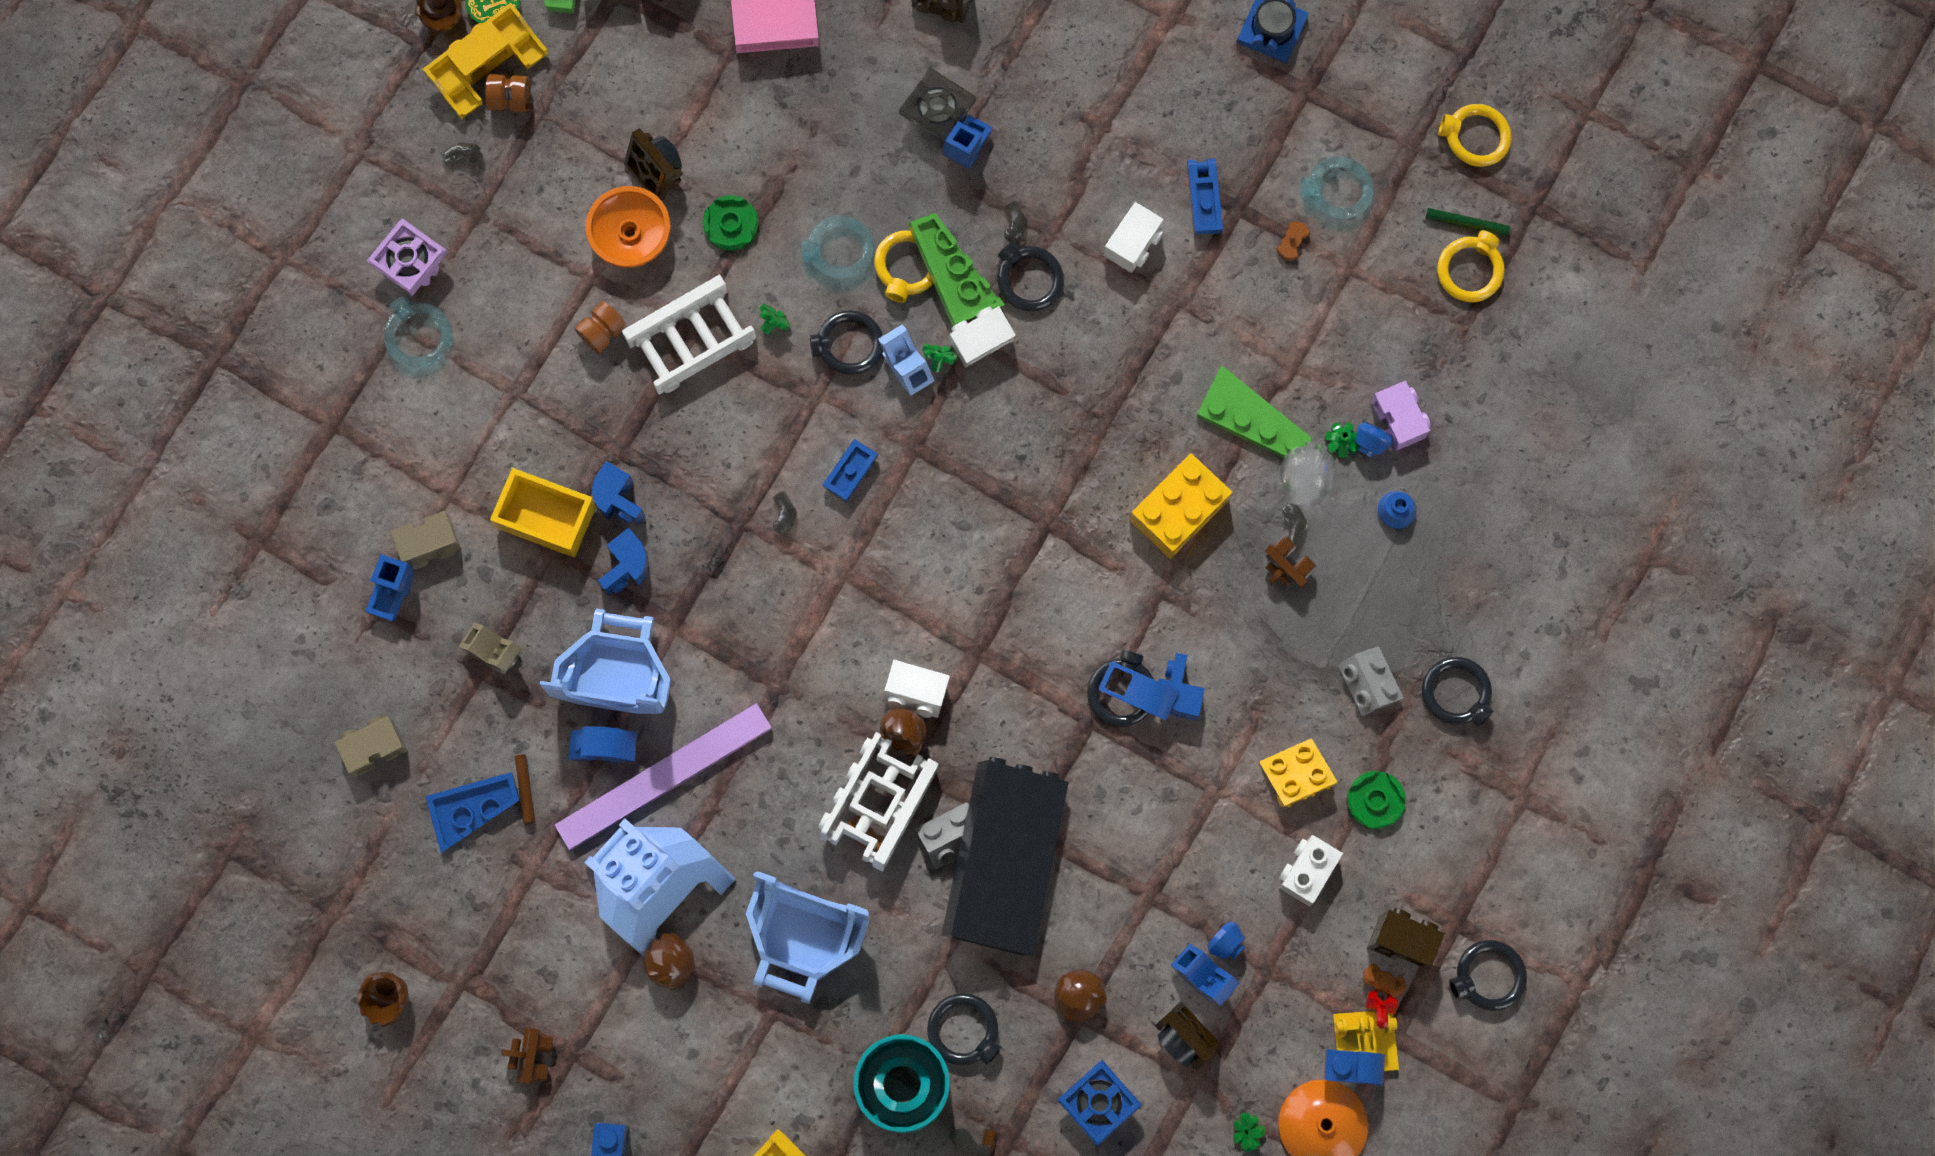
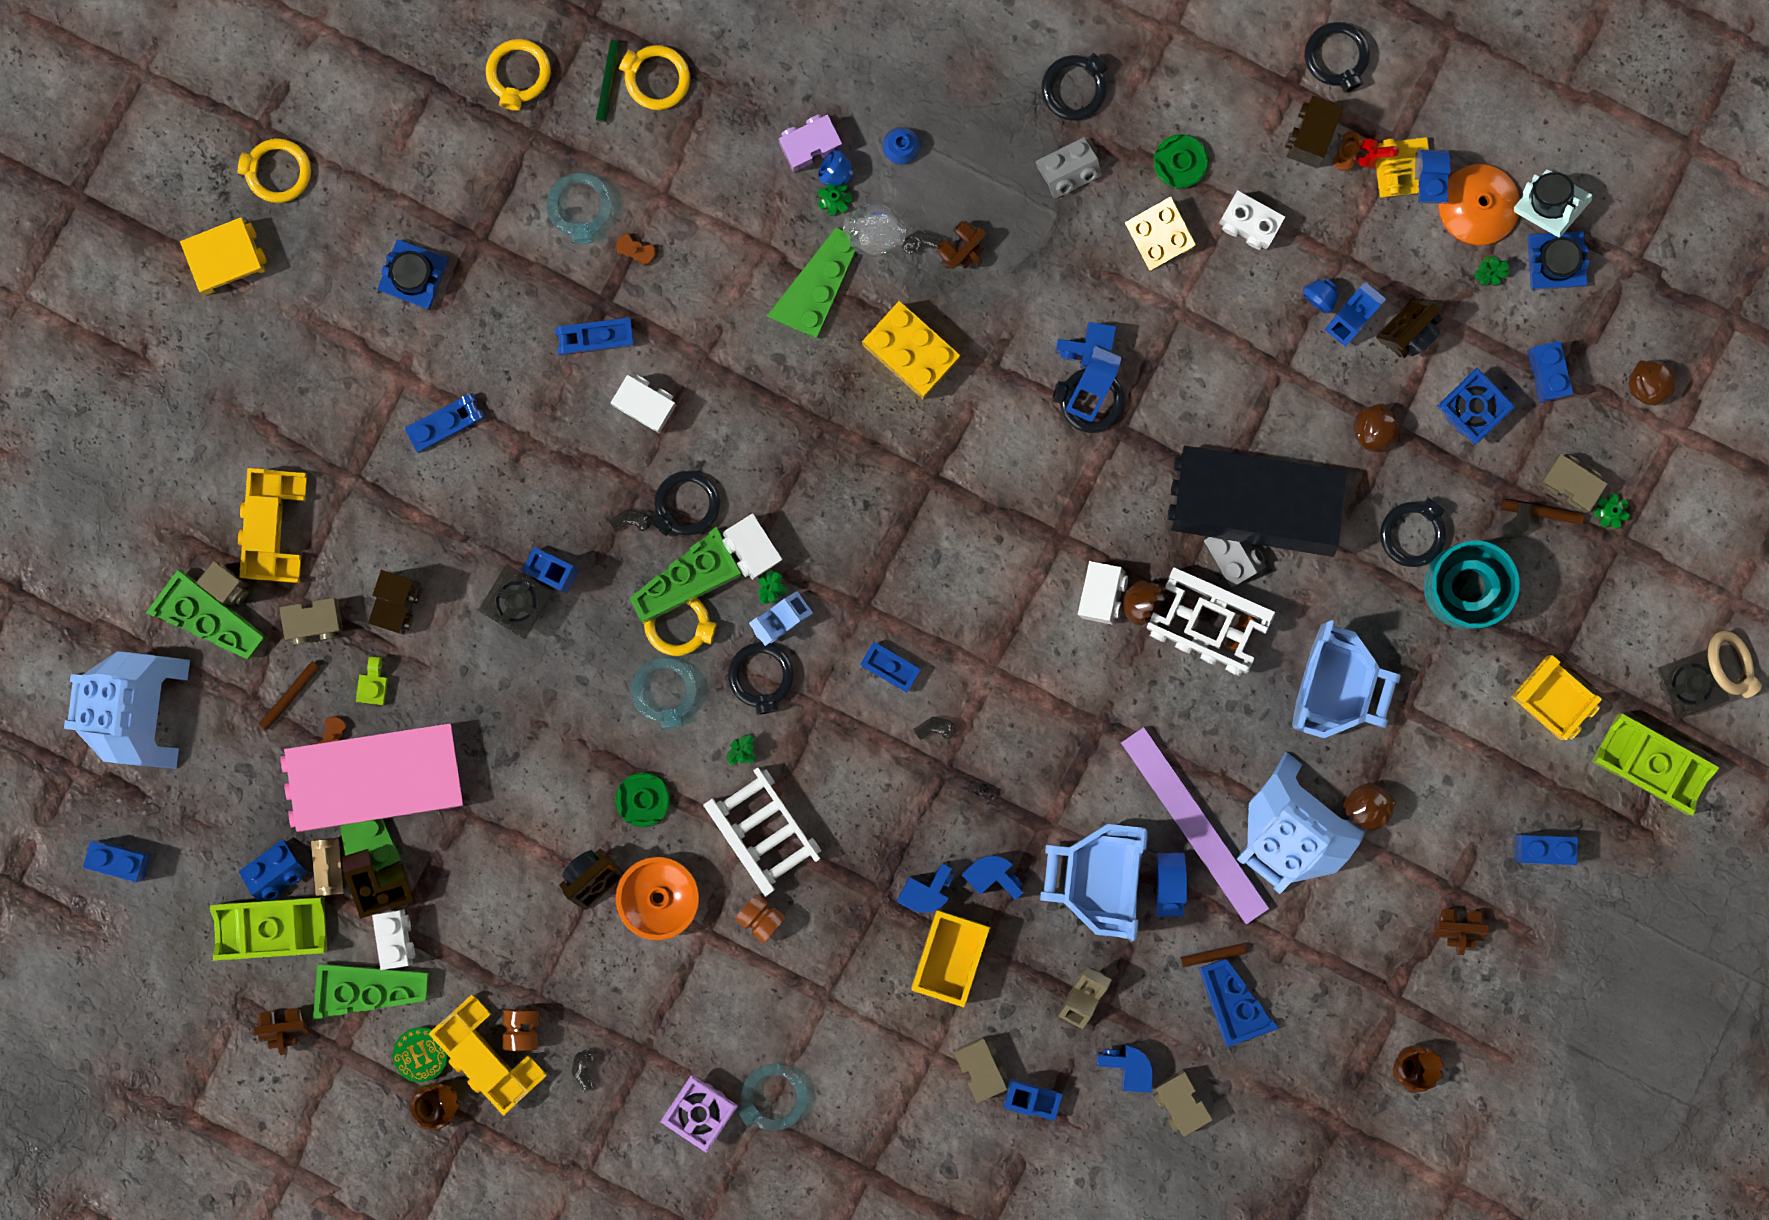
camera: 95 degrees left, 10 degrees up
(414, 699) = (1135, 1065): none -> blue brick
(1121, 50) = (444, 423): none -> blue plate

